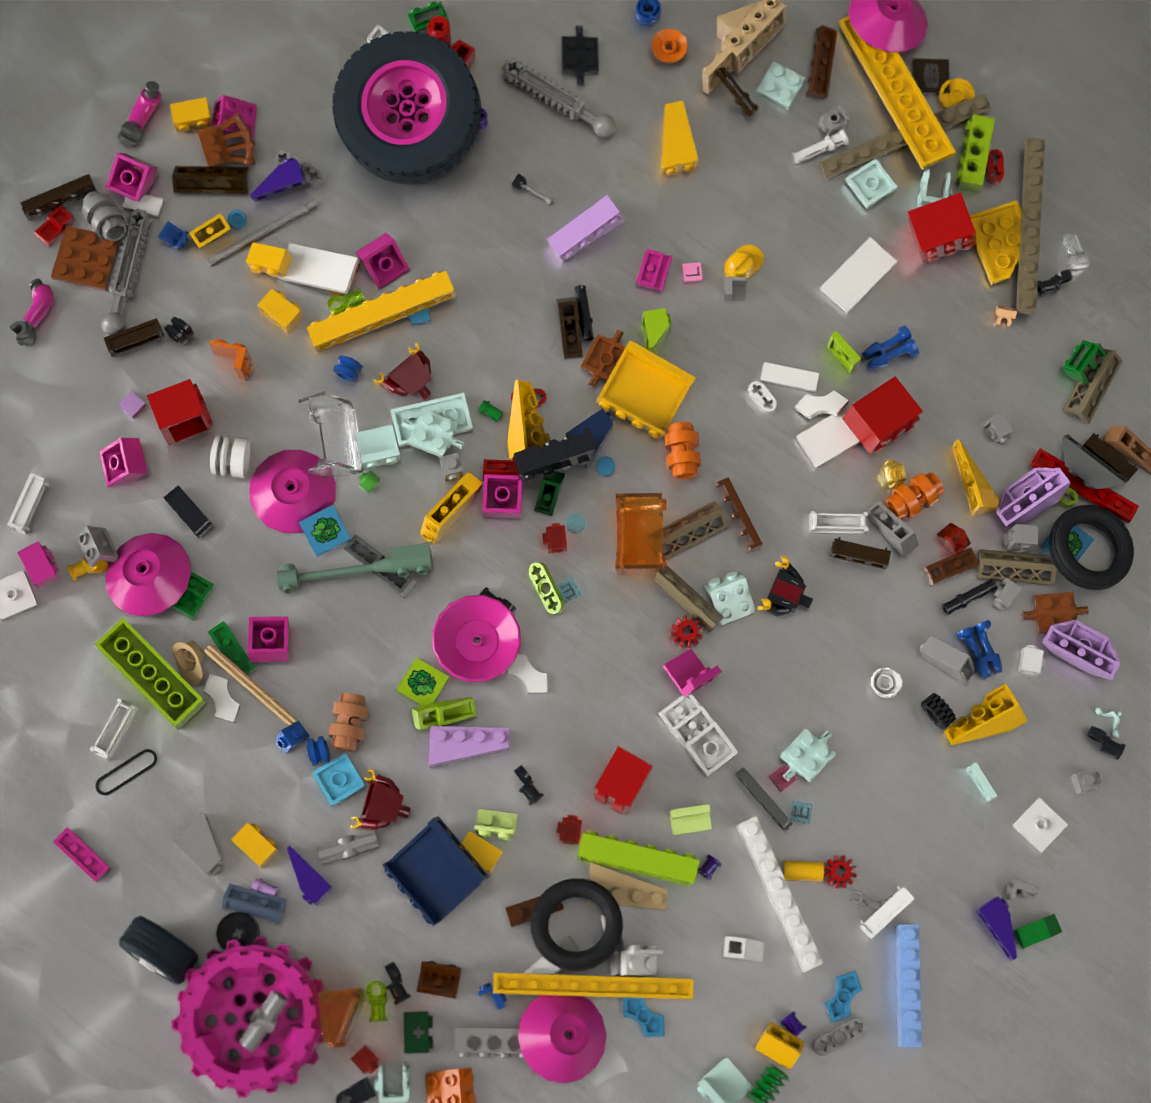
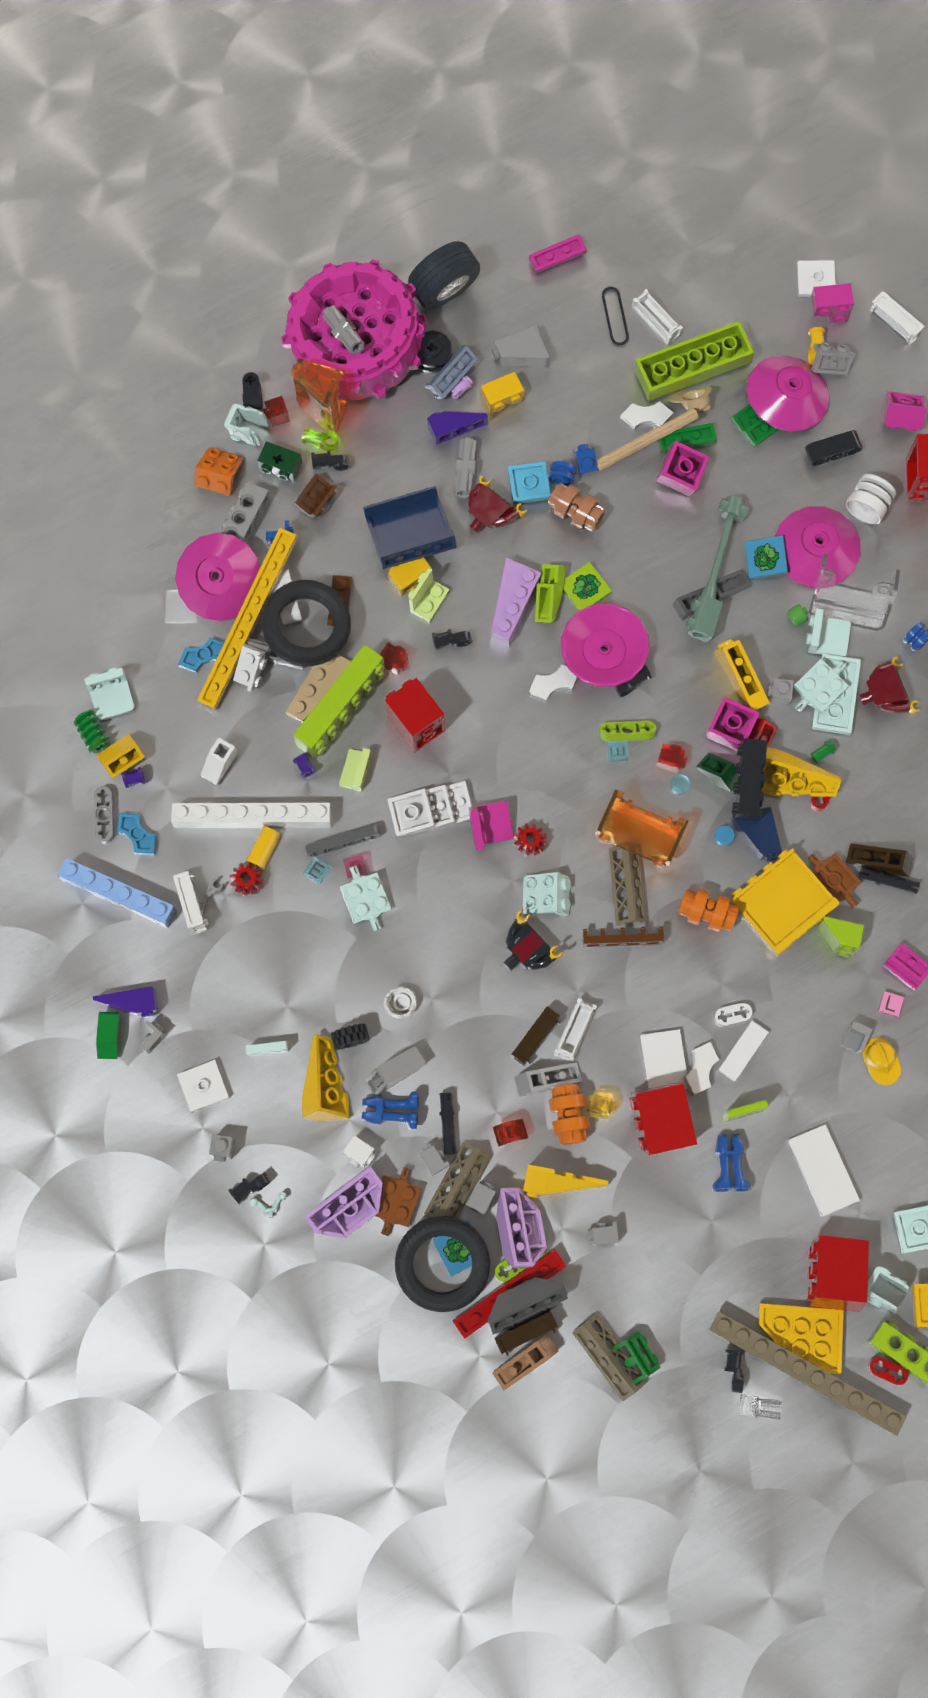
camera: 120 degrees right, 0 degrees up
(688, 598) = (561, 853): dark tan fence -> none
(951, 566) = (485, 1119): reddish brown plate -> none
(1005, 312) = (723, 1301): light nougat tile -> none

